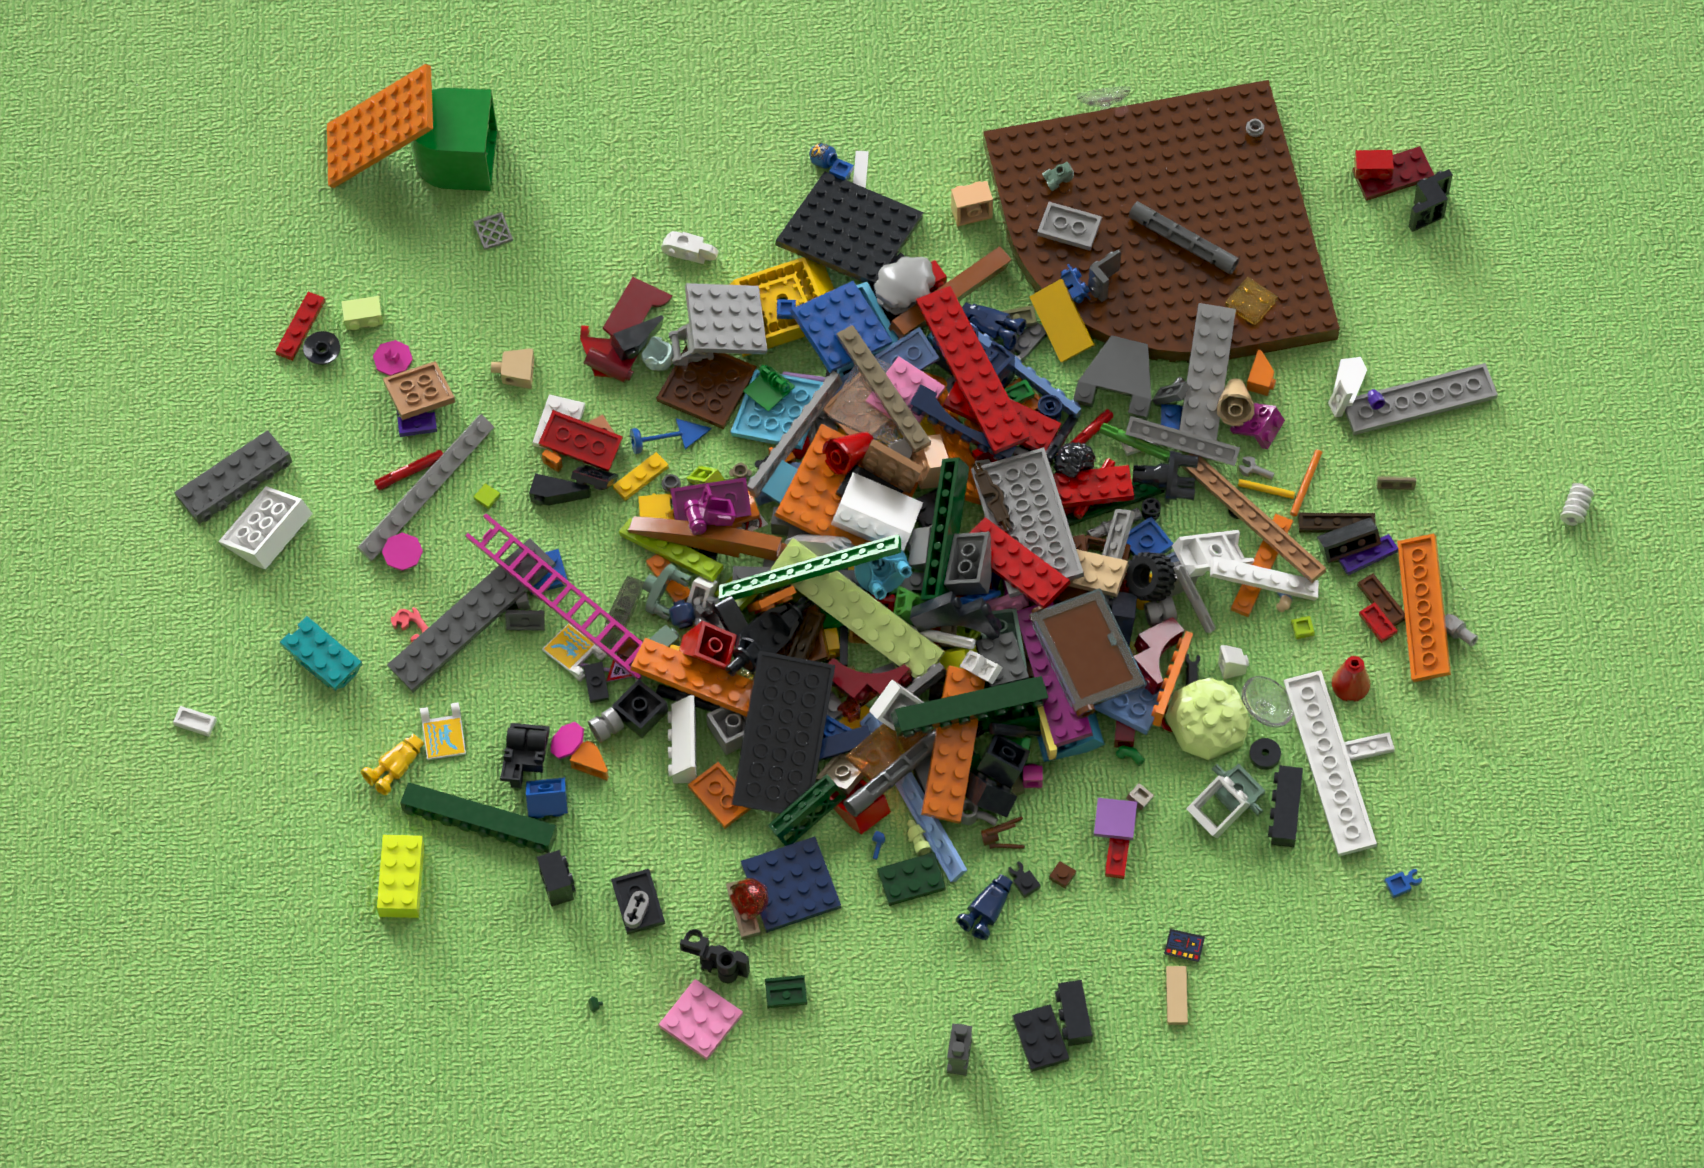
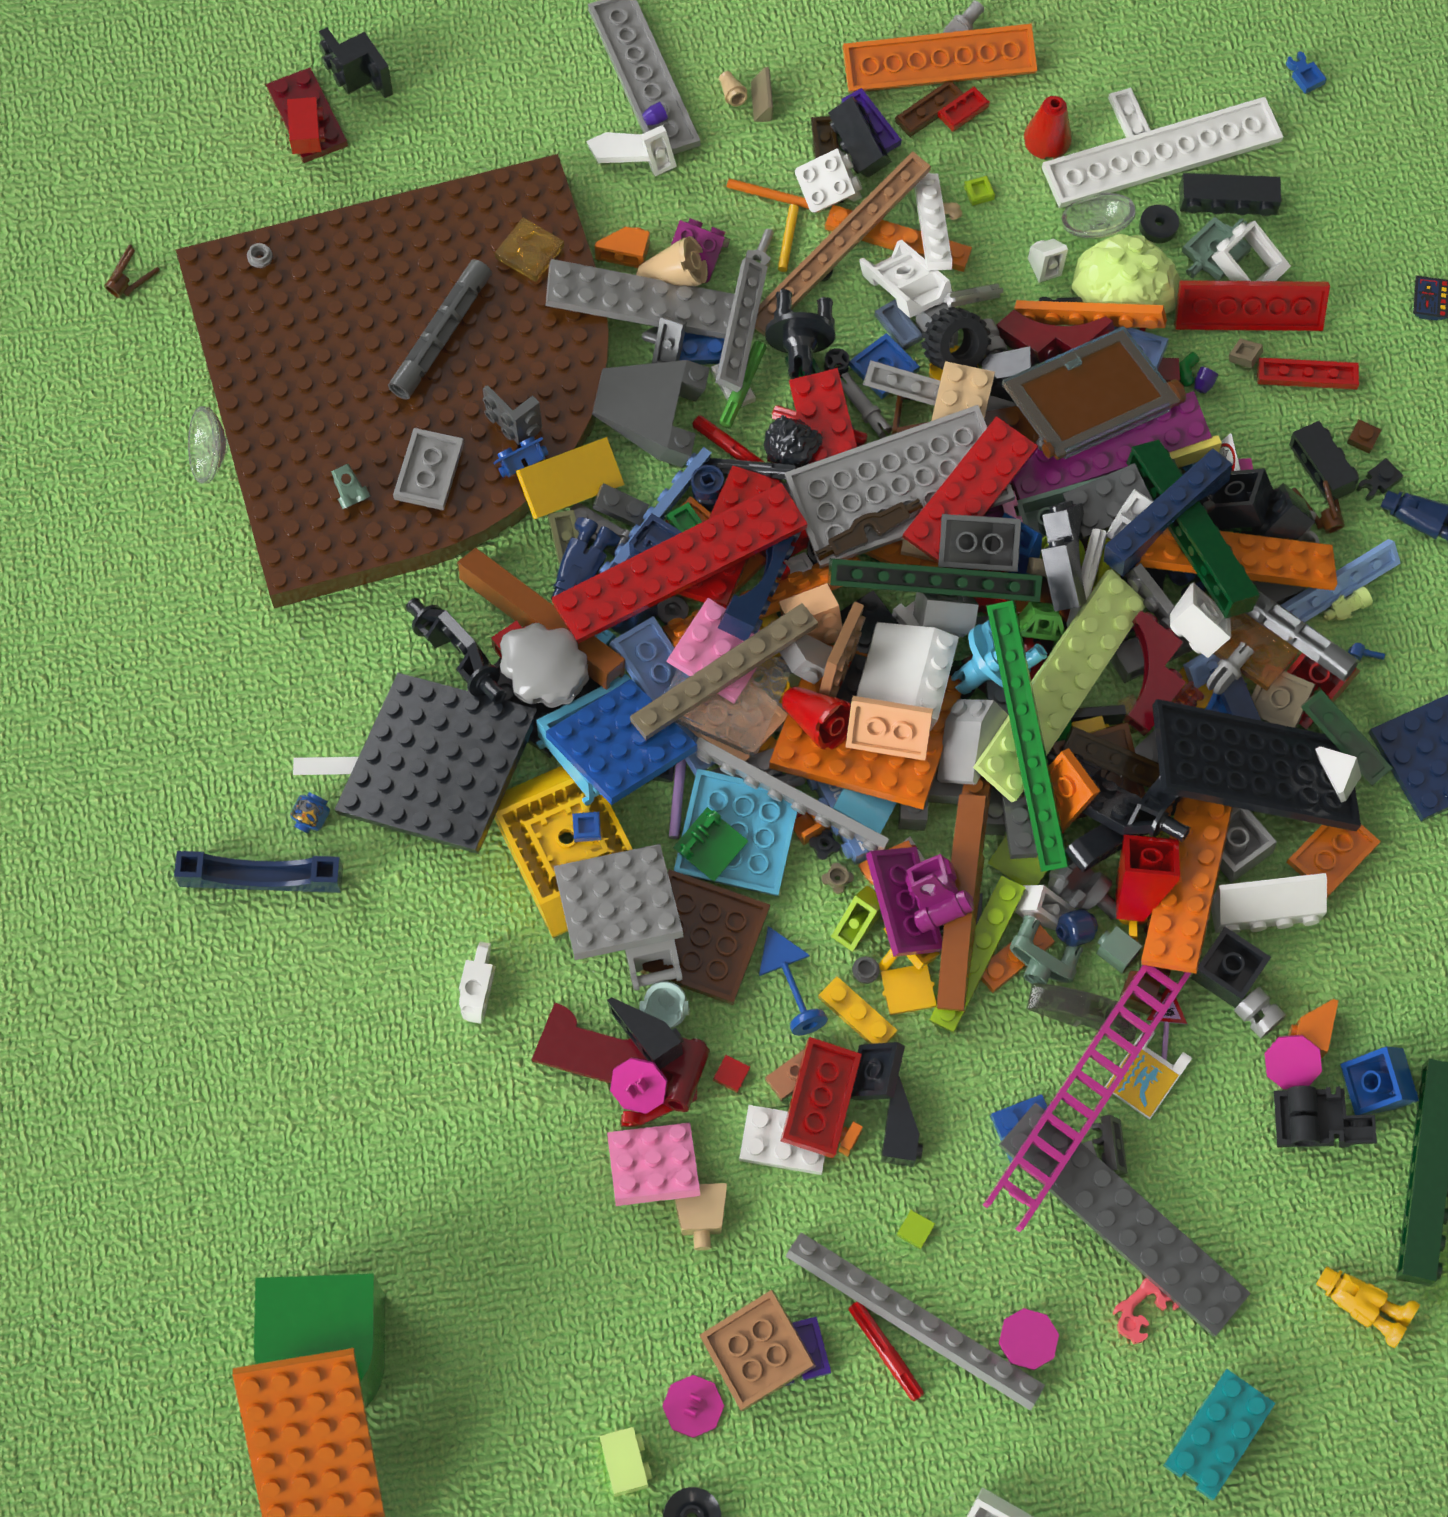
camera: 100 degrees left, 5 degrees up
(444, 734) = (1307, 1241): flag -> none
(497, 242) = (465, 1299): light grey window -> none
(550, 340) = (653, 1164): none -> bright pink plate
(596, 682) = (1191, 1036): black plate -> none
(601, 330) = (638, 1085): none -> dark pink piece
(608, 396) = (731, 1073): none -> red tile
(772, 793) = (1341, 770): none -> white slope
(782, 124) = (303, 875): none -> dark blue arch
(831, 490) = (889, 728): none -> light nougat plate
(841, 169) = (332, 786): blue plate -> none
(861, 729) = (1229, 669): none -> light grey arm
(911, 879) = (1405, 610): dark green plate -> none
(935, 245) = (441, 629): none -> black plate
(971, 203) = (386, 604): light nougat brick -> none
(1005, 713) = (1134, 540): none -> dark blue arch
(1038, 836) = (1324, 460): none -> black brick
(1041, 355) = (620, 505): none -> dark grey plate
(1115, 819) = (1286, 374): medium lavender tile -> none
(1119, 764) = (1205, 380): none -> dark purple hose
(1177, 801) = (1251, 305): none -> red plate
(1249, 50) = (119, 282): none -> reddish brown plant
(1310, 517) = (828, 180): none -> white bracket
(1403, 459) = (733, 90): none -> tan cone

